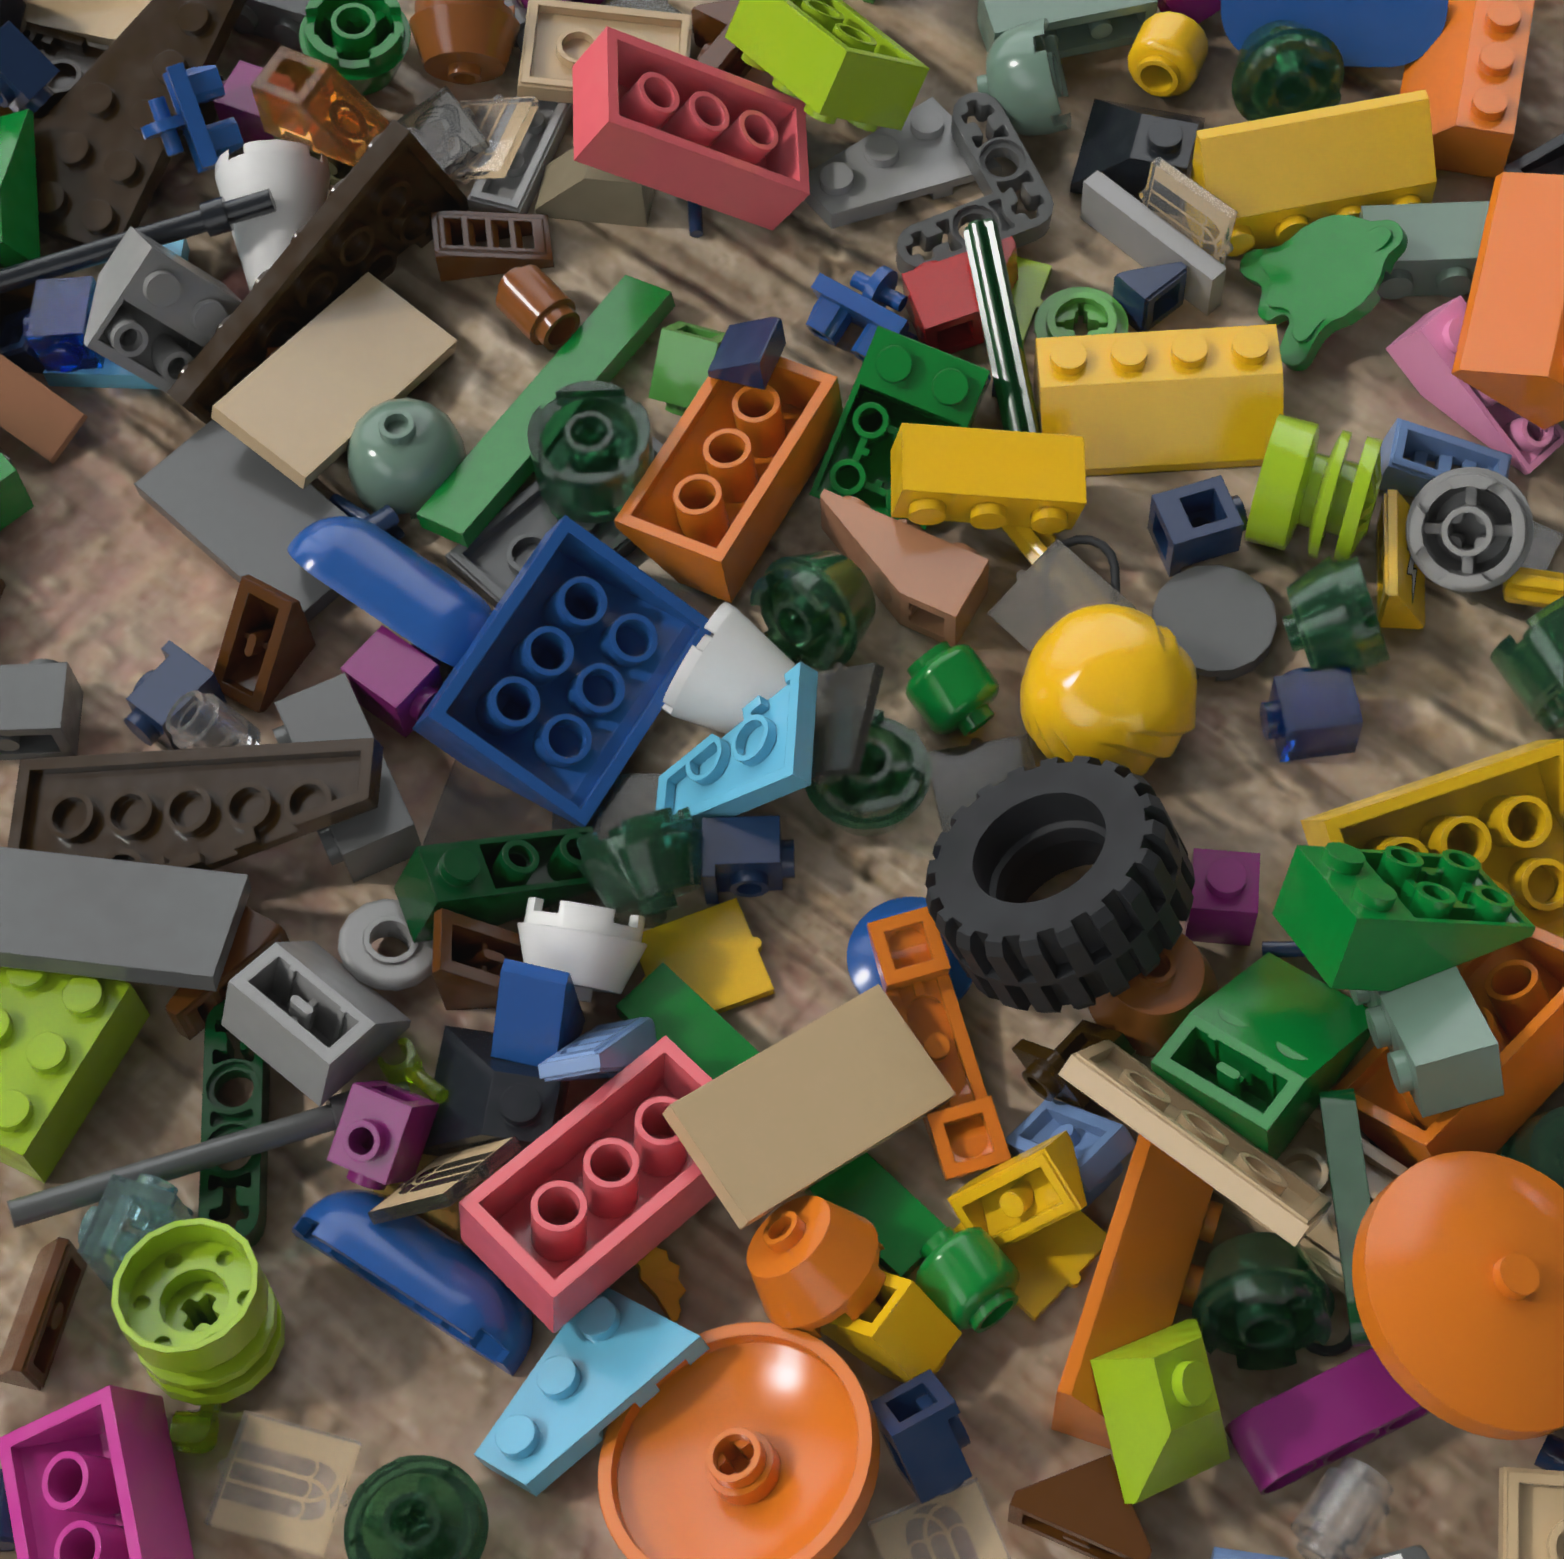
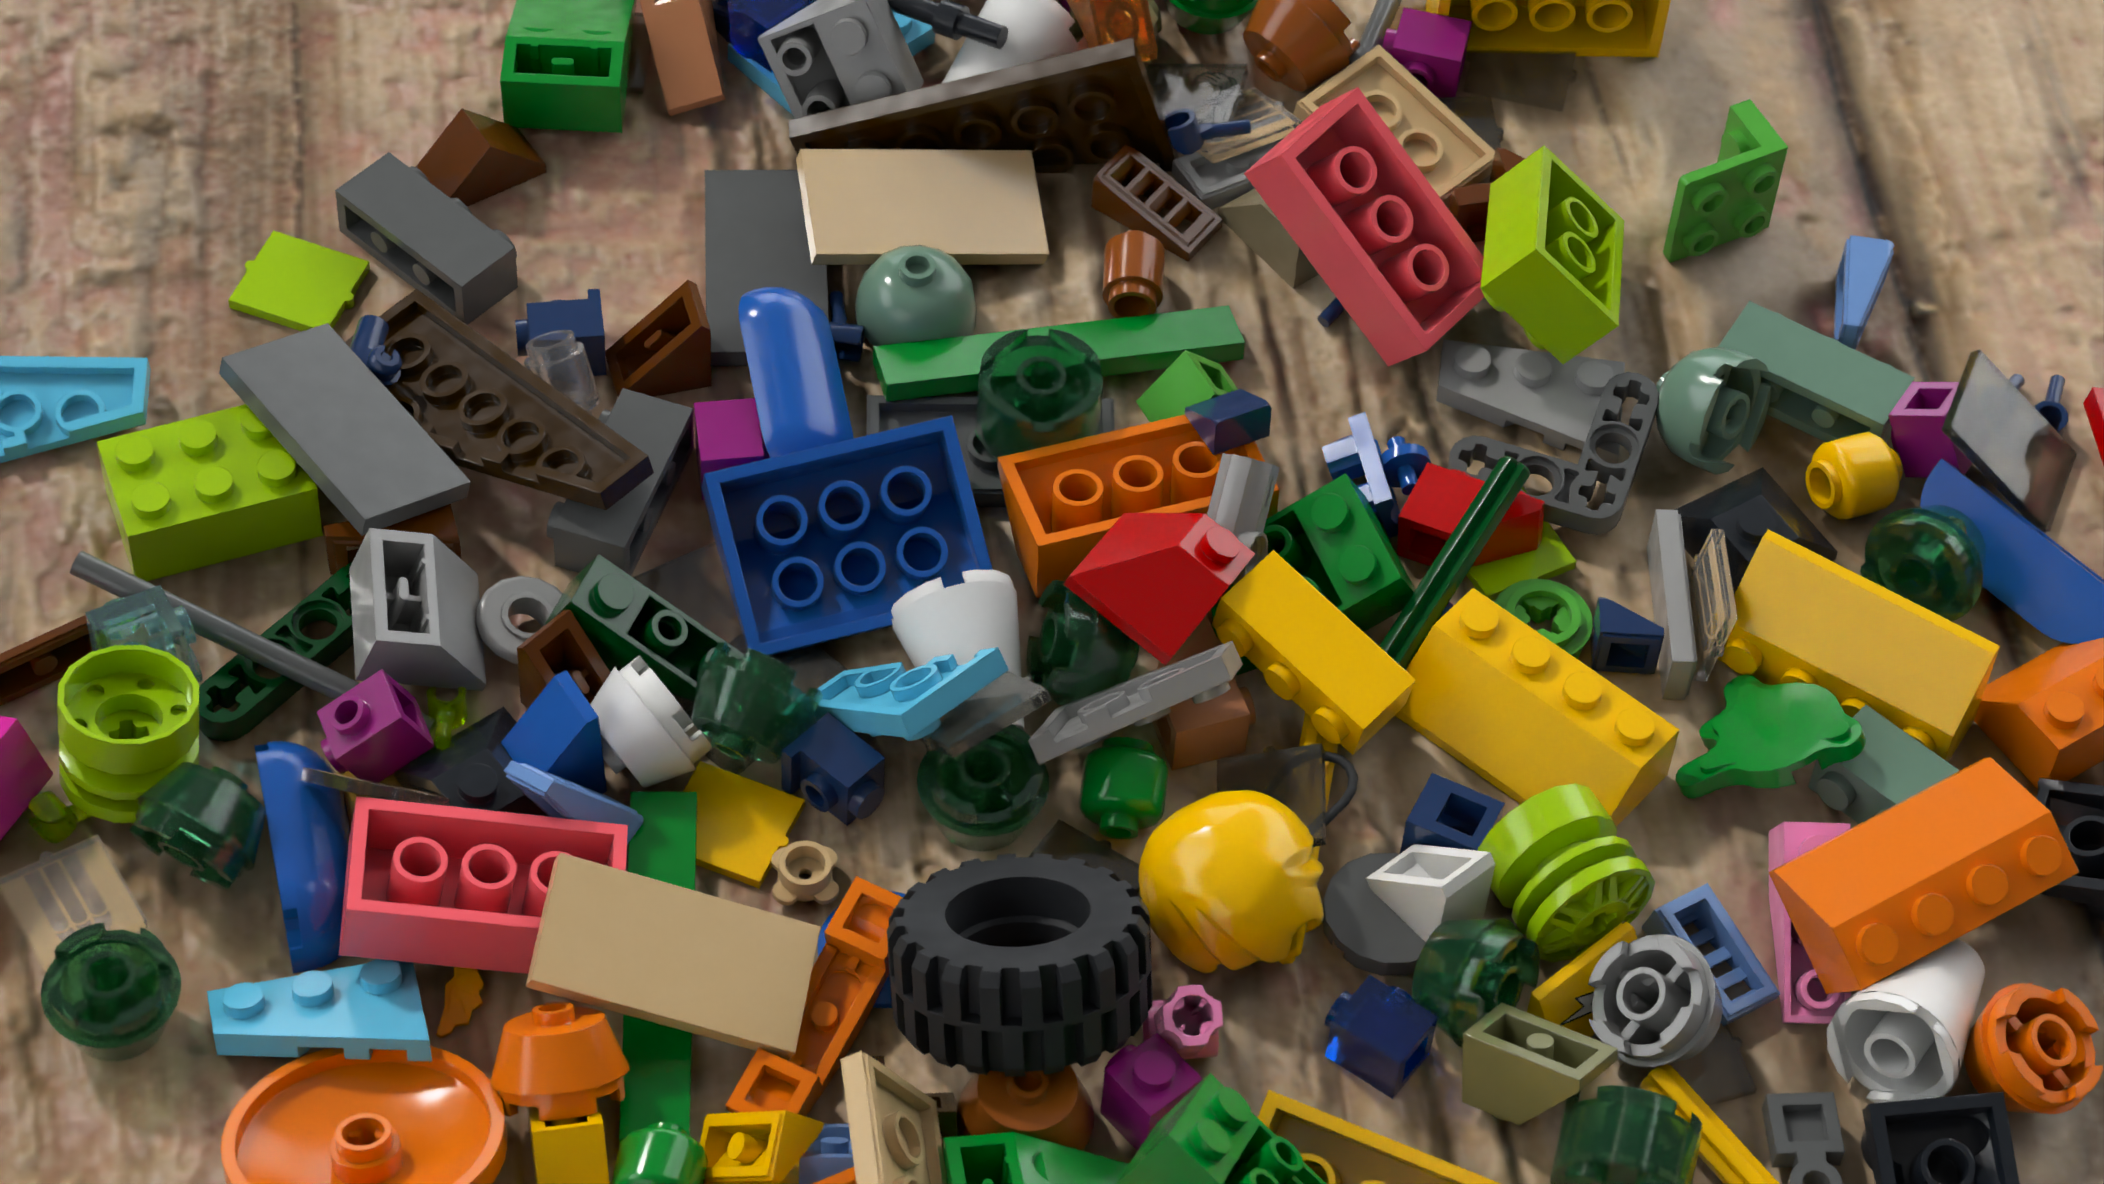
camera: 35 degrees right, 10 degrees down
(37, 835) = (369, 347): none -> dark blue arm
(336, 1327) = (202, 822): none -> clear green cone
(468, 167) = (1189, 136): none -> dark blue hand
(797, 936) = (805, 858): none -> tan plate
(840, 508) = (1159, 576): none -> red slope
(842, 435) = (1243, 502): none -> light grey piece
(918, 615) = (1136, 701): none -> light grey wing
(1207, 817) = (1187, 1022): none -> bright pink piece
(1239, 575) = (1434, 885): none -> white slope
(1449, 645) = (1527, 1064): none -> olive slope

